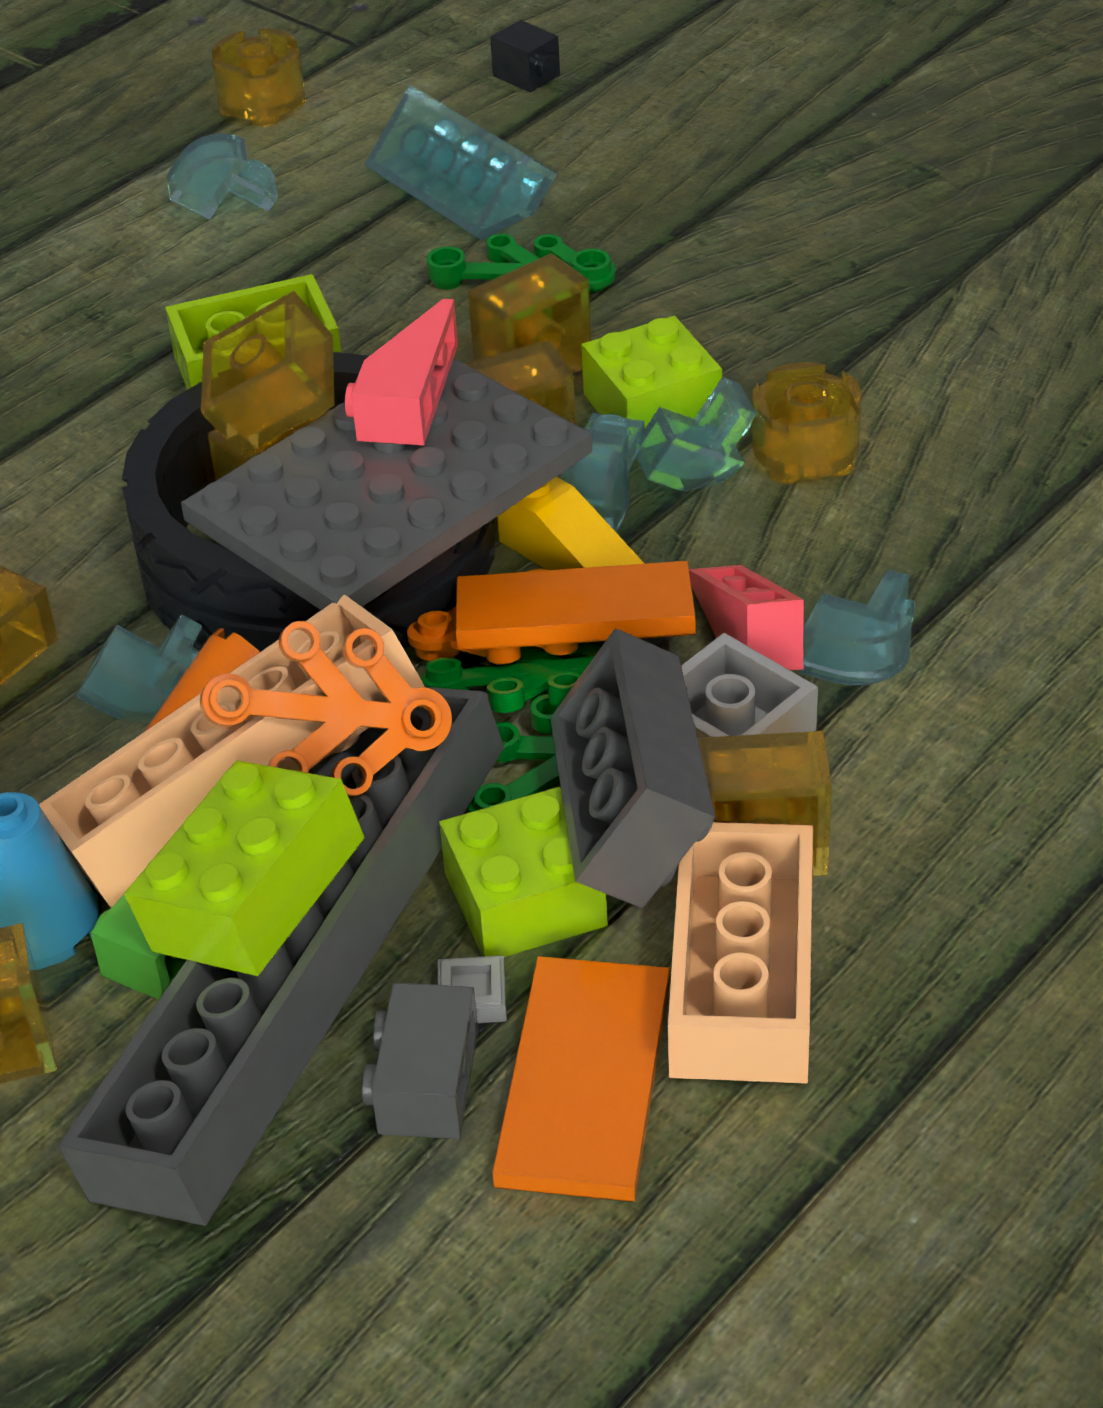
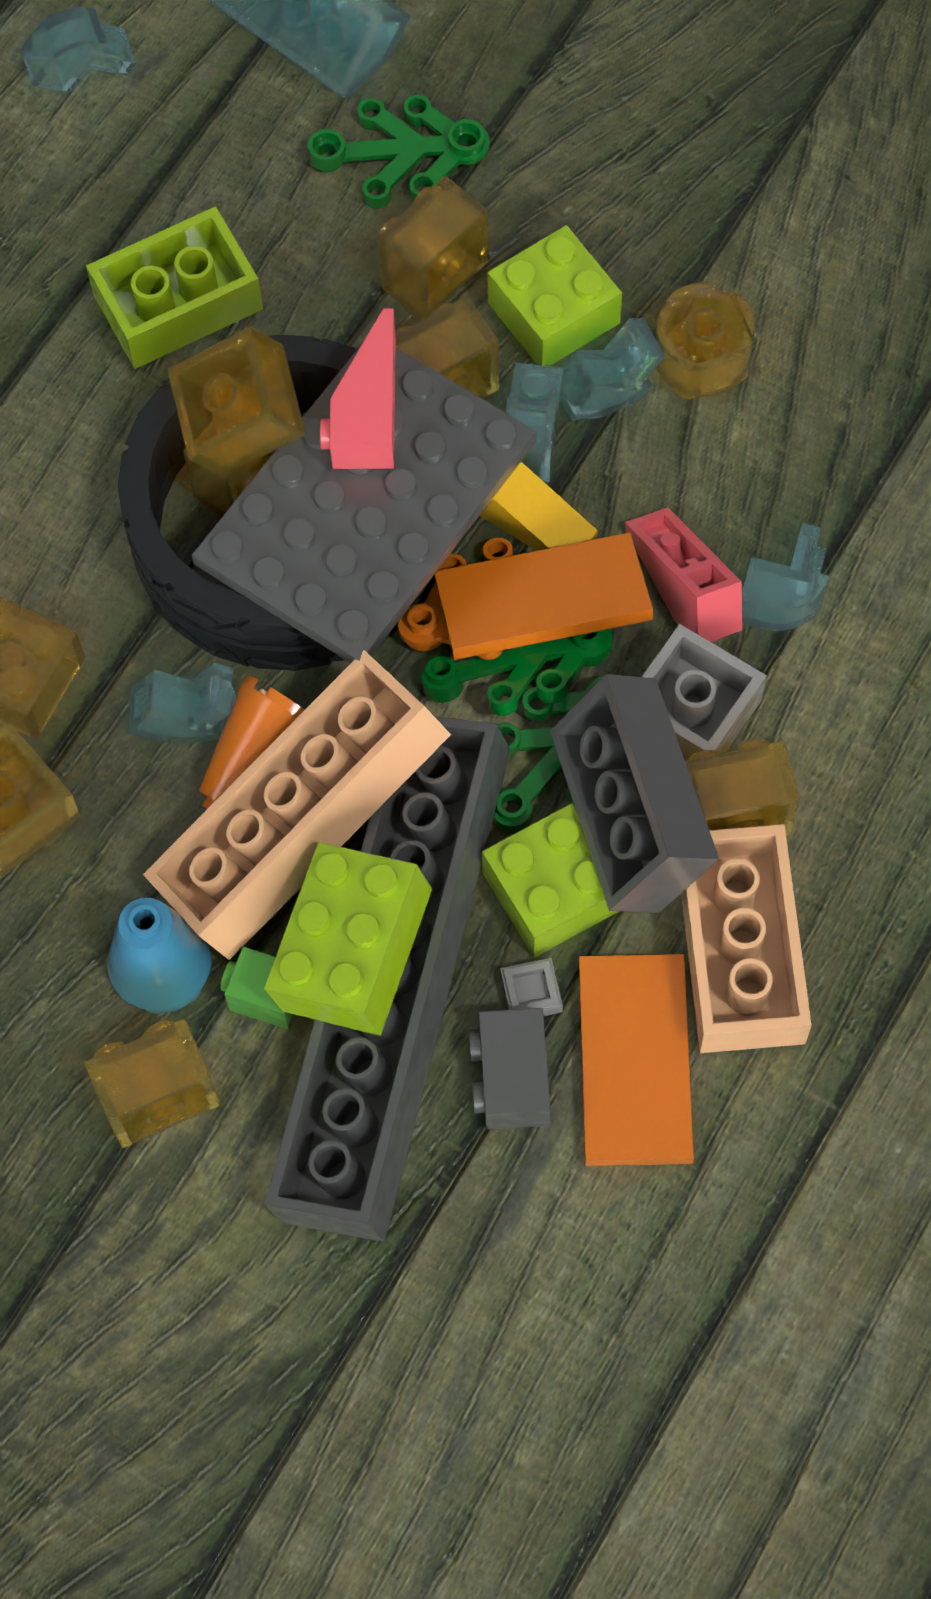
camera: 10 degrees left, 25 degrees up
(340, 709) = (390, 785): orange plant -> none

